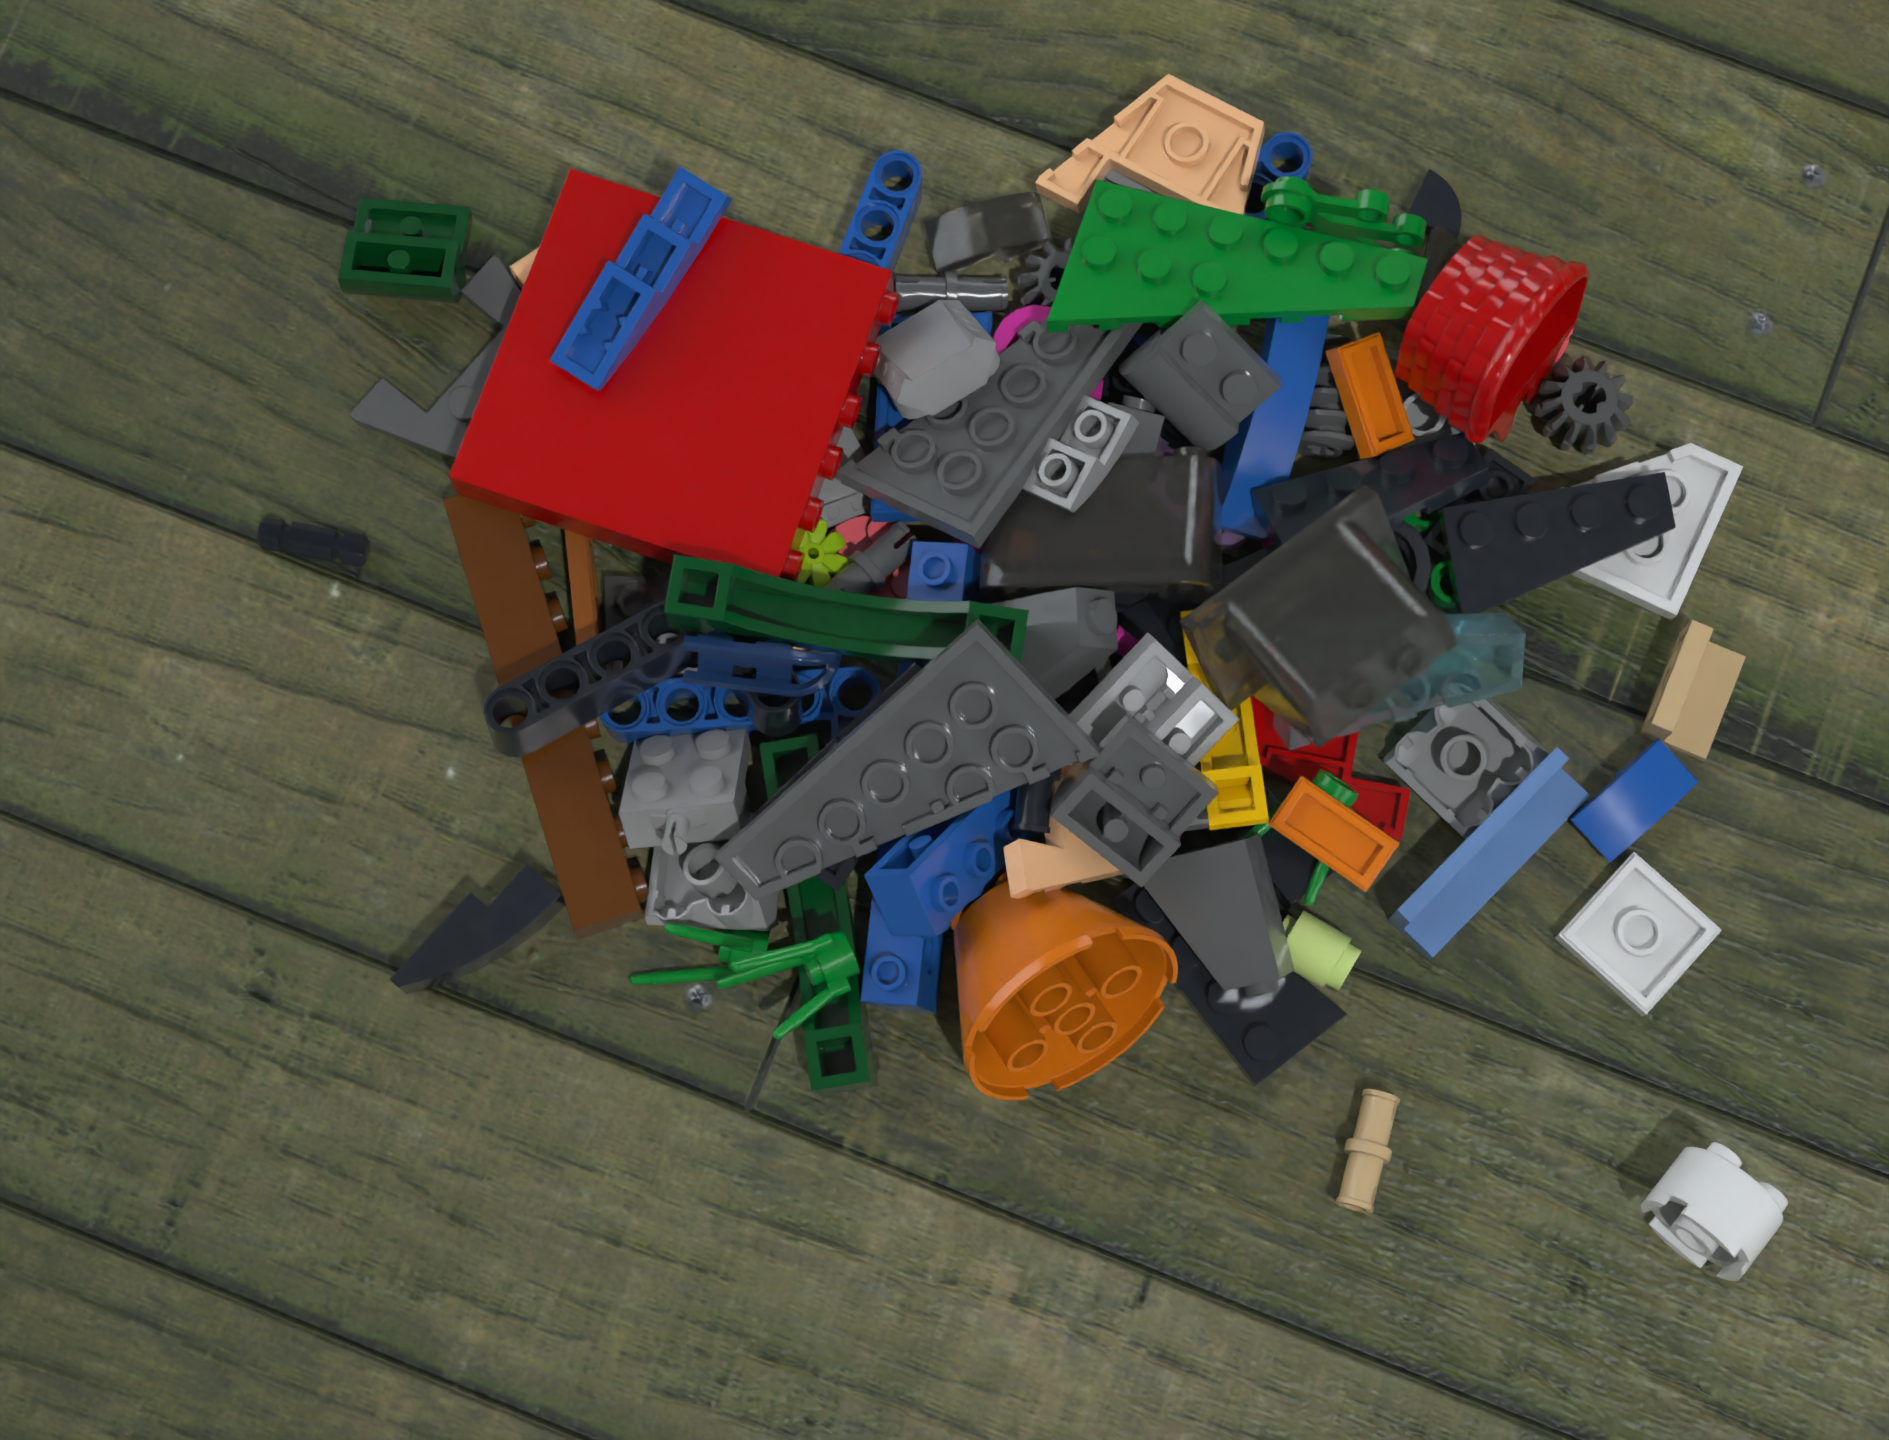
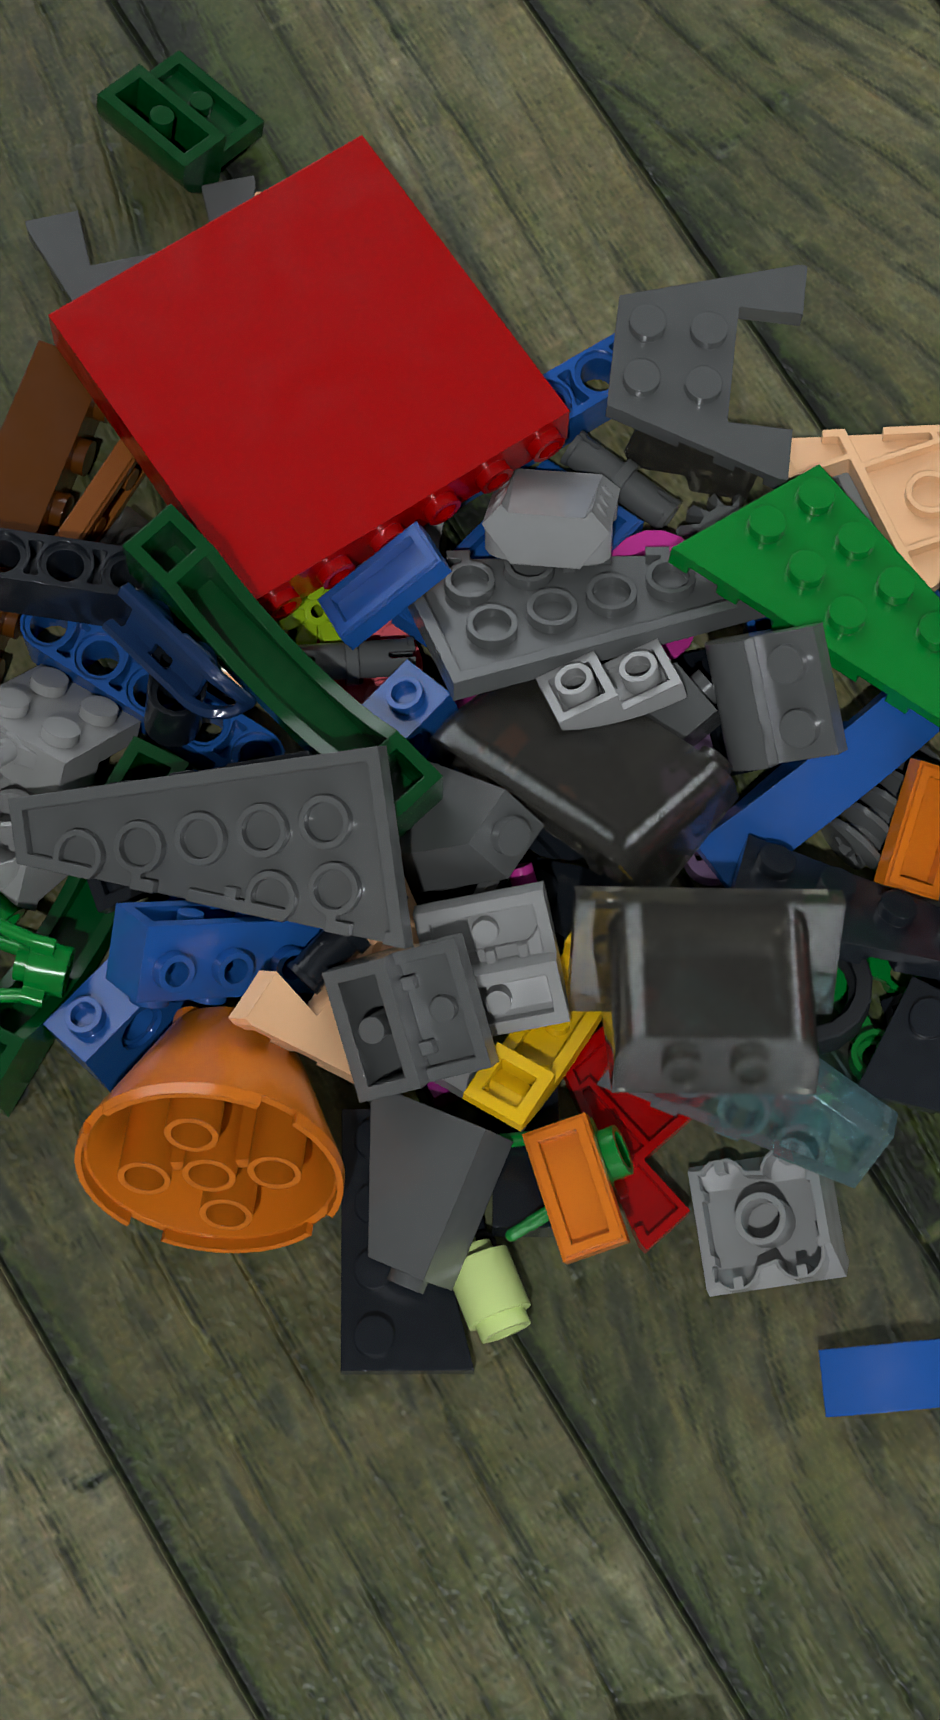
camera: 35 degrees right, 5 degrees down
(641, 279) = (342, 265): blue slope -> none
(856, 499) = (384, 585): none -> blue tile
(934, 178) = (678, 361): none -> dark grey wing
(1367, 1151) = (394, 1508): tan pin -> none
(1489, 856) = (719, 1325): medium blue fence -> none
(1638, 934) = (803, 1504): white tile -> none

